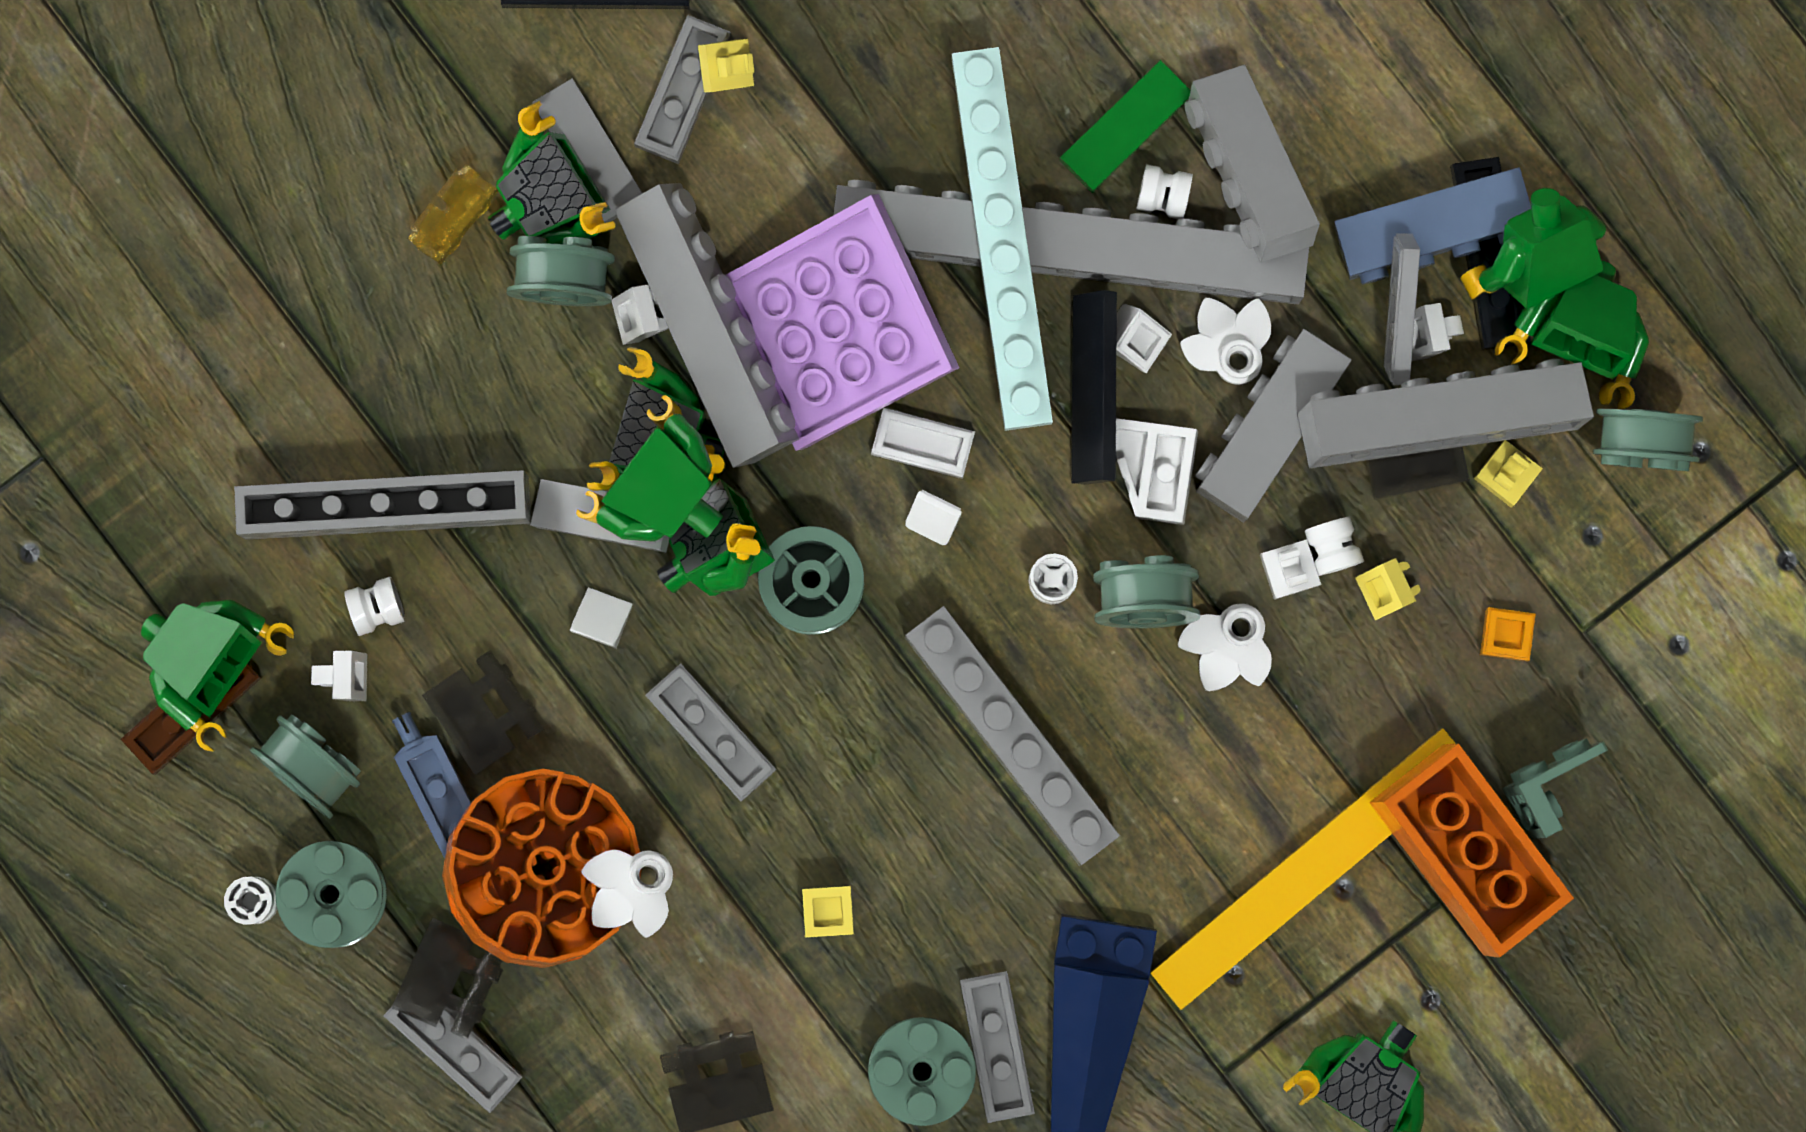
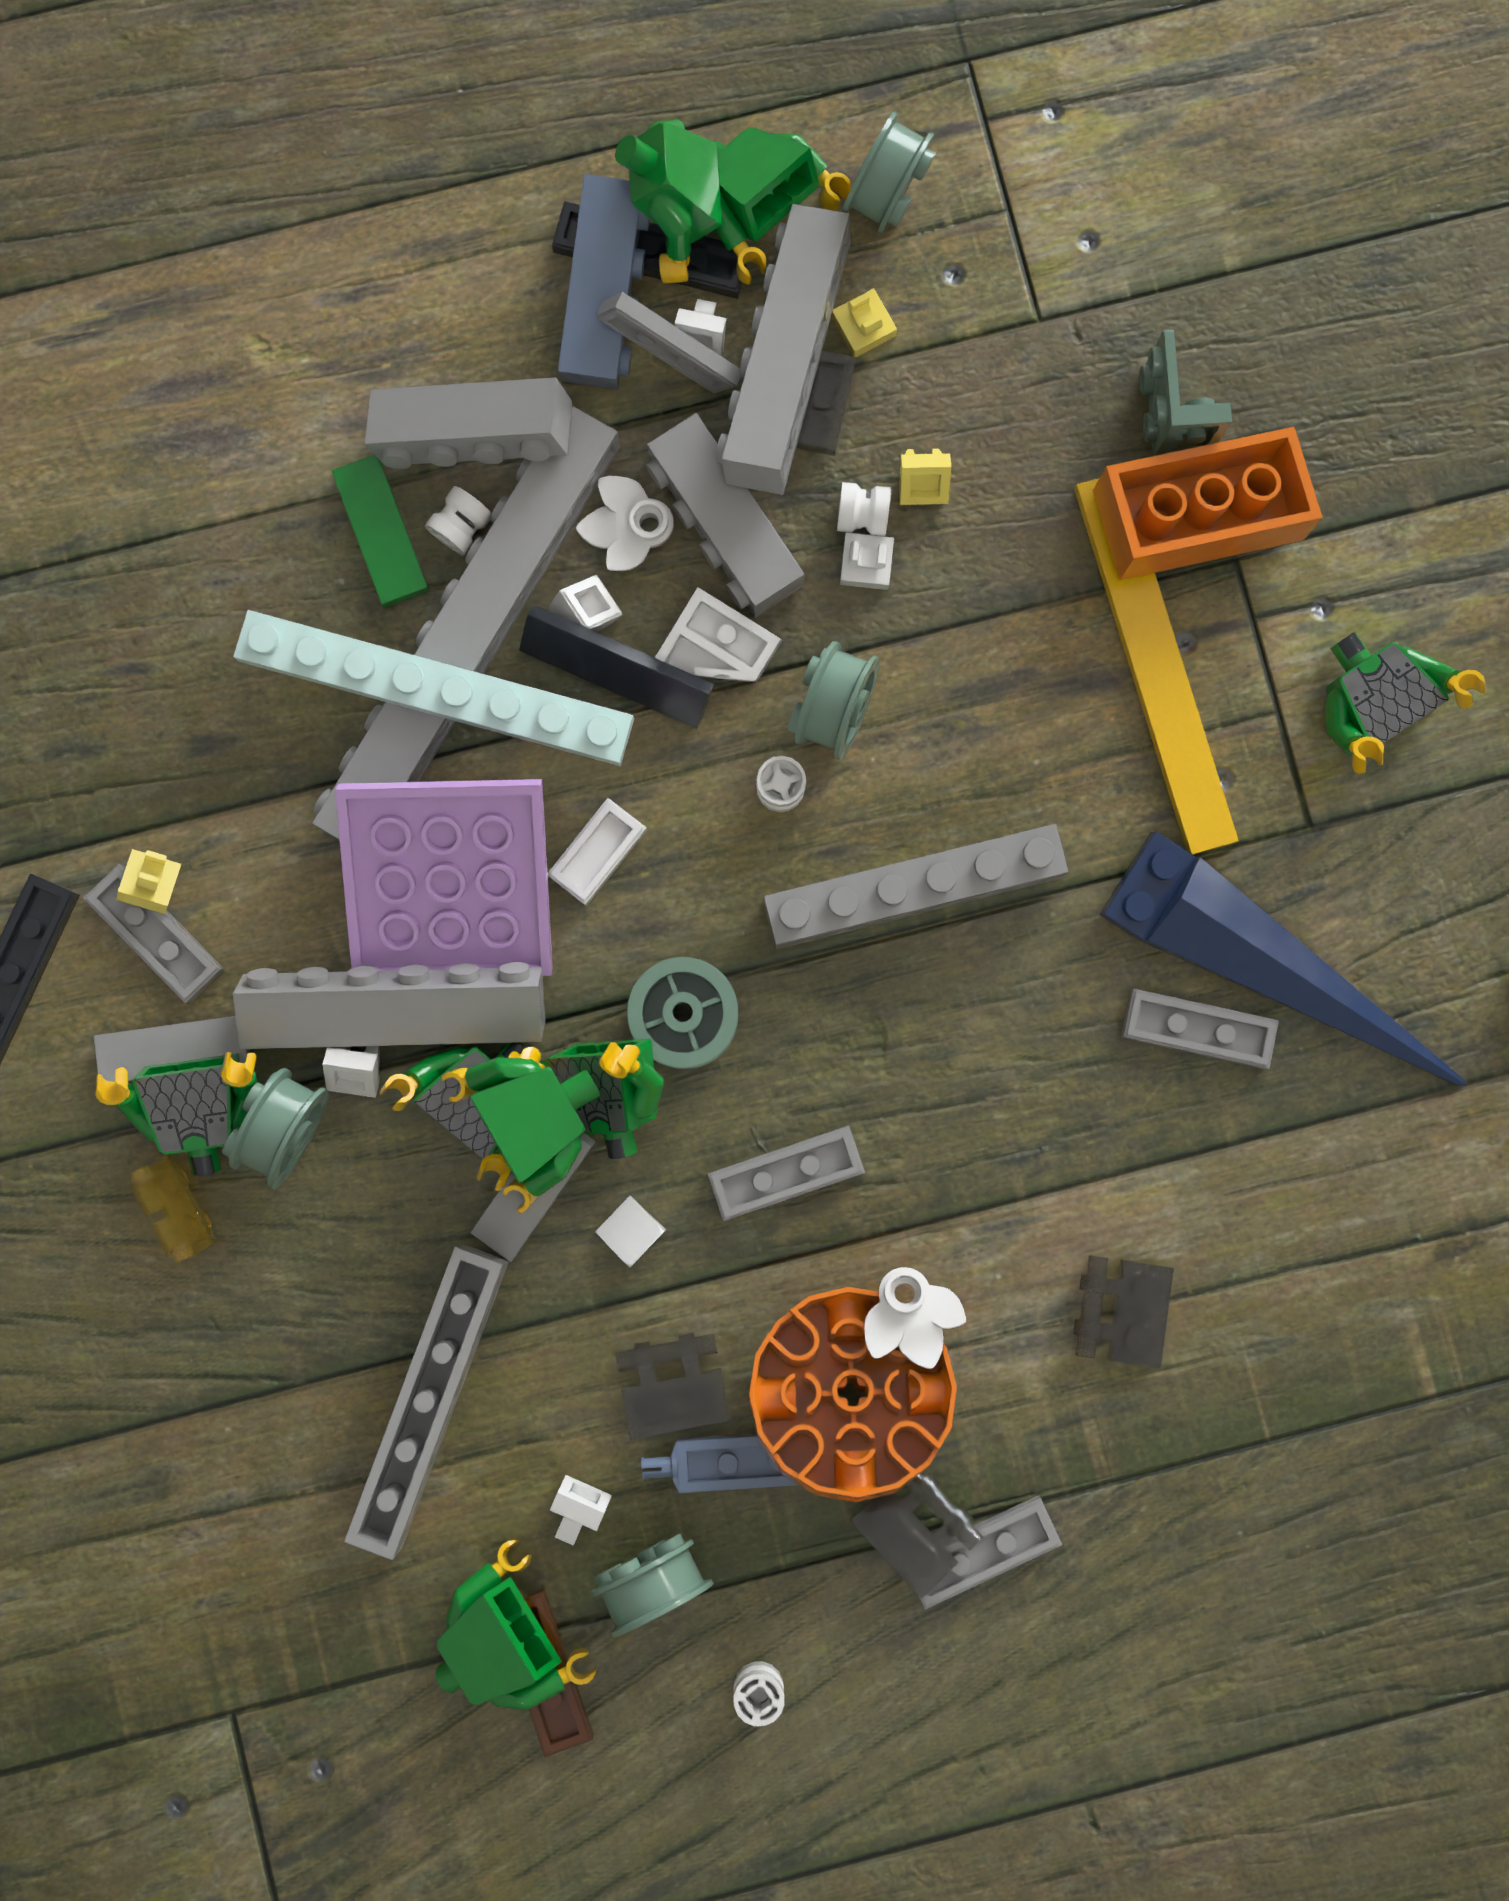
camera: 65 degrees left, 0 degrees up
(303, 889) = (791, 1642): sand green wheel -> none
(364, 610) = (523, 1449): white wheel -> none
(828, 911) = (1008, 1133): light yellow tile -> none
(933, 517) = (672, 871): white slope -> none
(949, 1079) = (1224, 1105): sand green wheel -> none
(1224, 653) = (921, 654): white plate -> none
(1507, 634) = (1013, 389): light orange tile -> none

